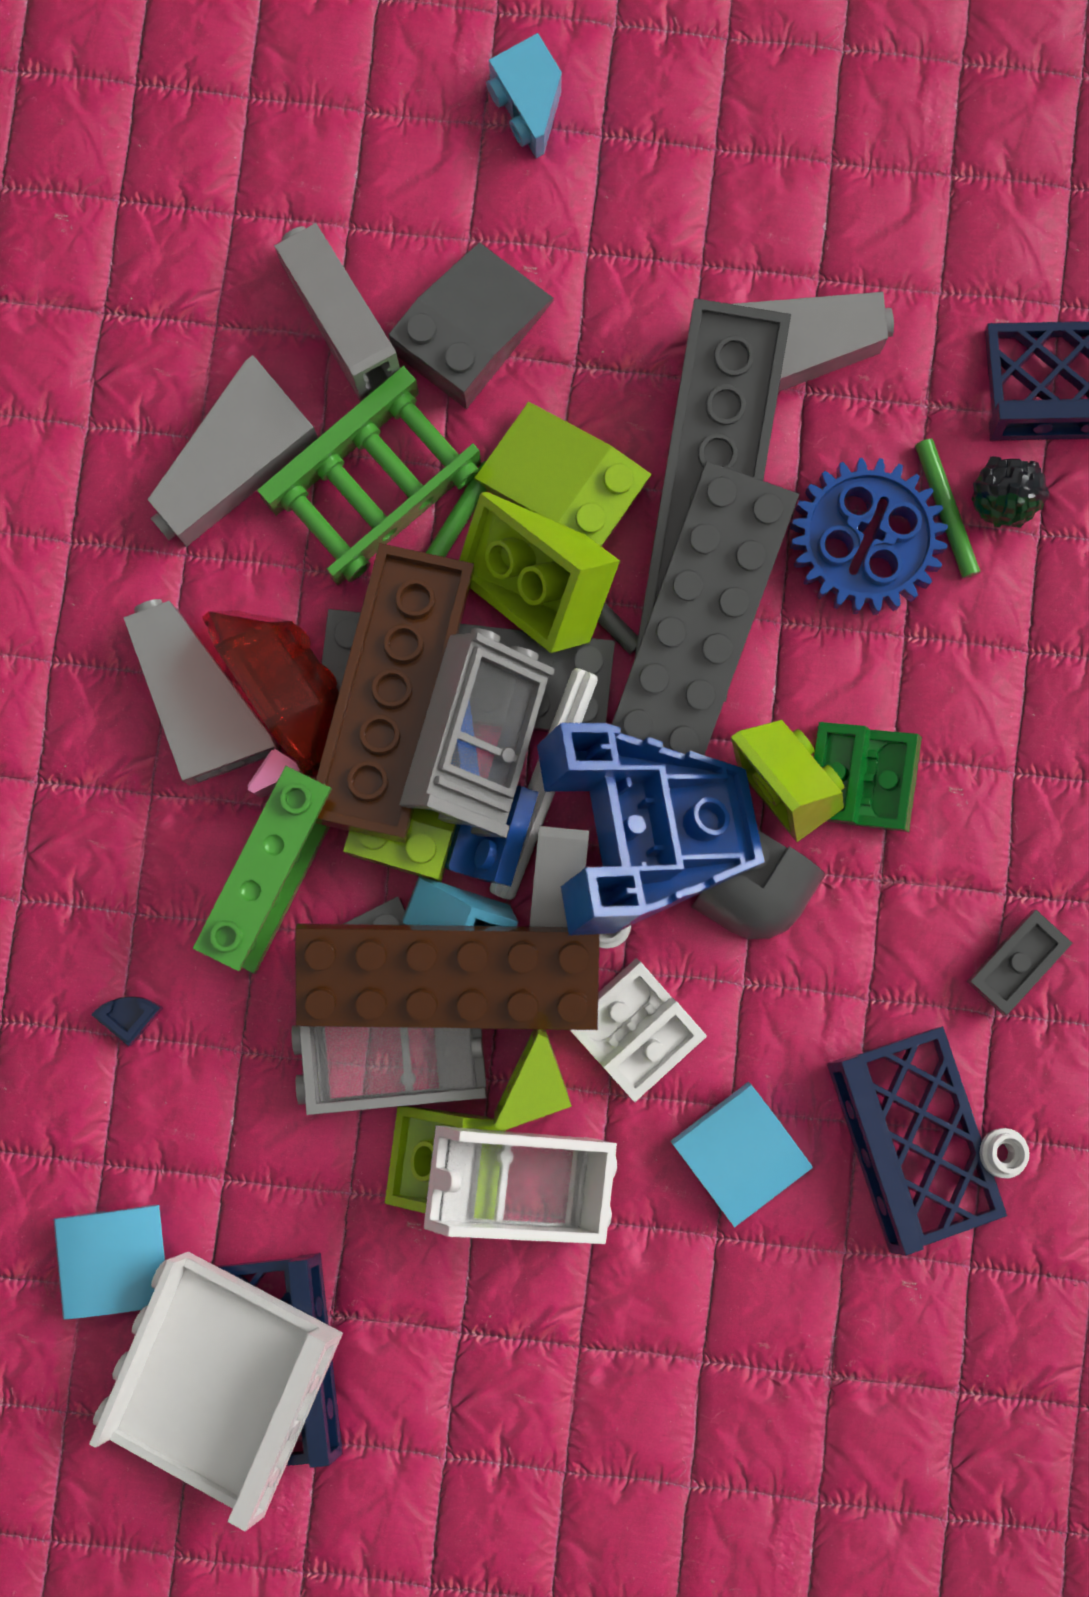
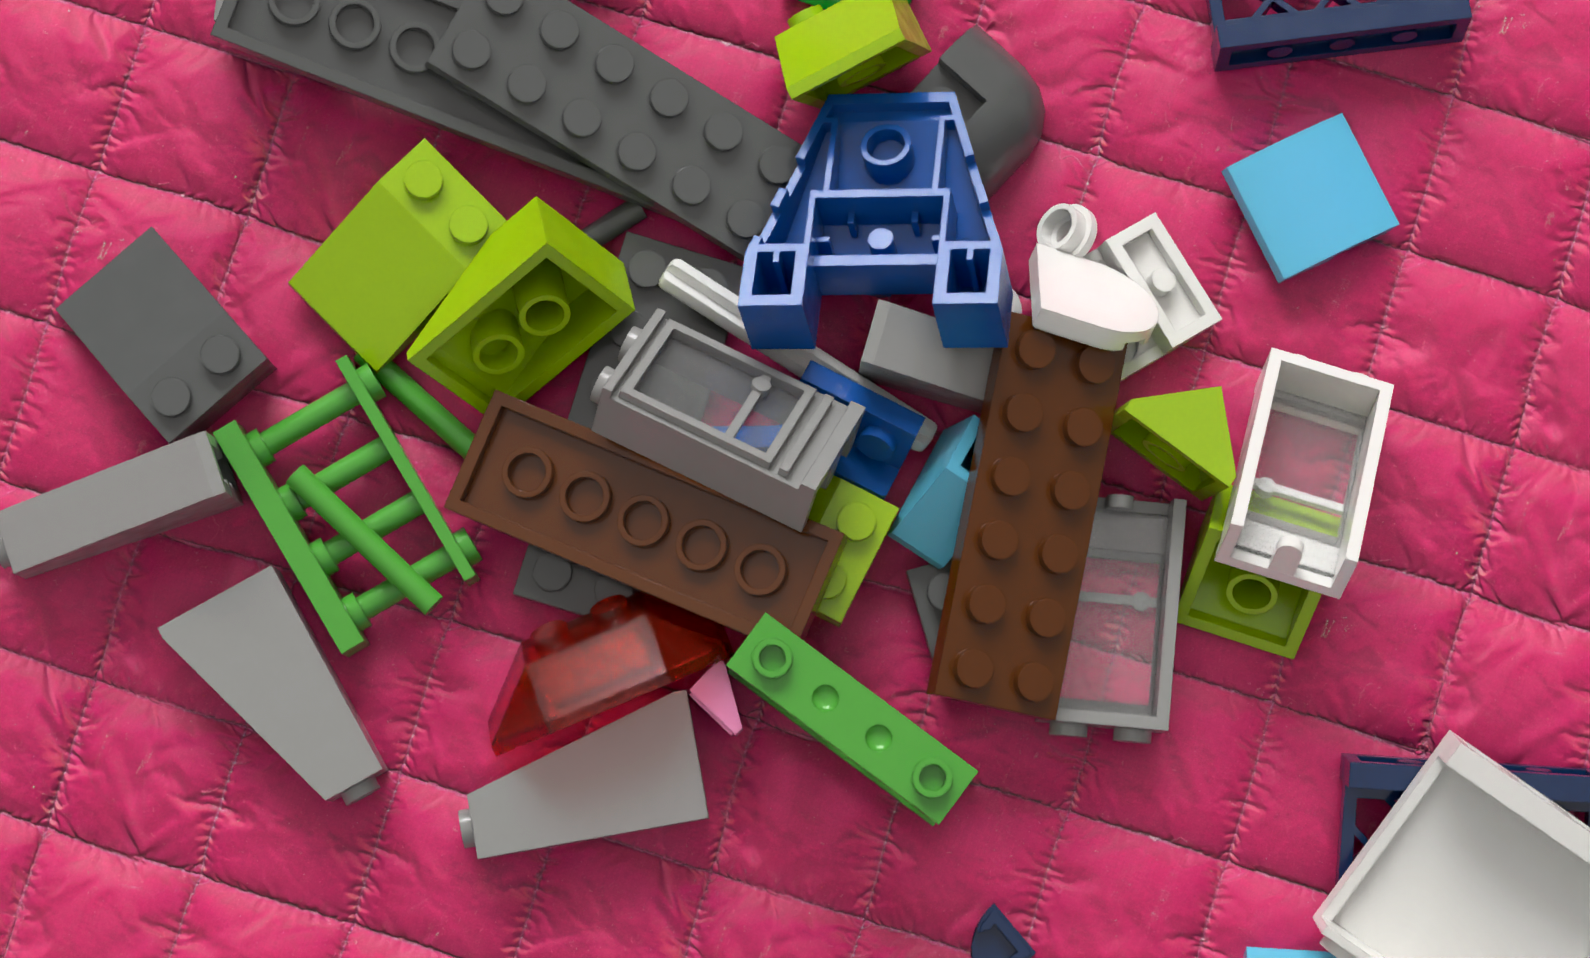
camera: 85 degrees left, 0 degrees up
(344, 491) = (364, 540): none -> bright green bar
(622, 994) = (1088, 301): none -> white tile
(677, 970) = (1068, 229): none -> white plate

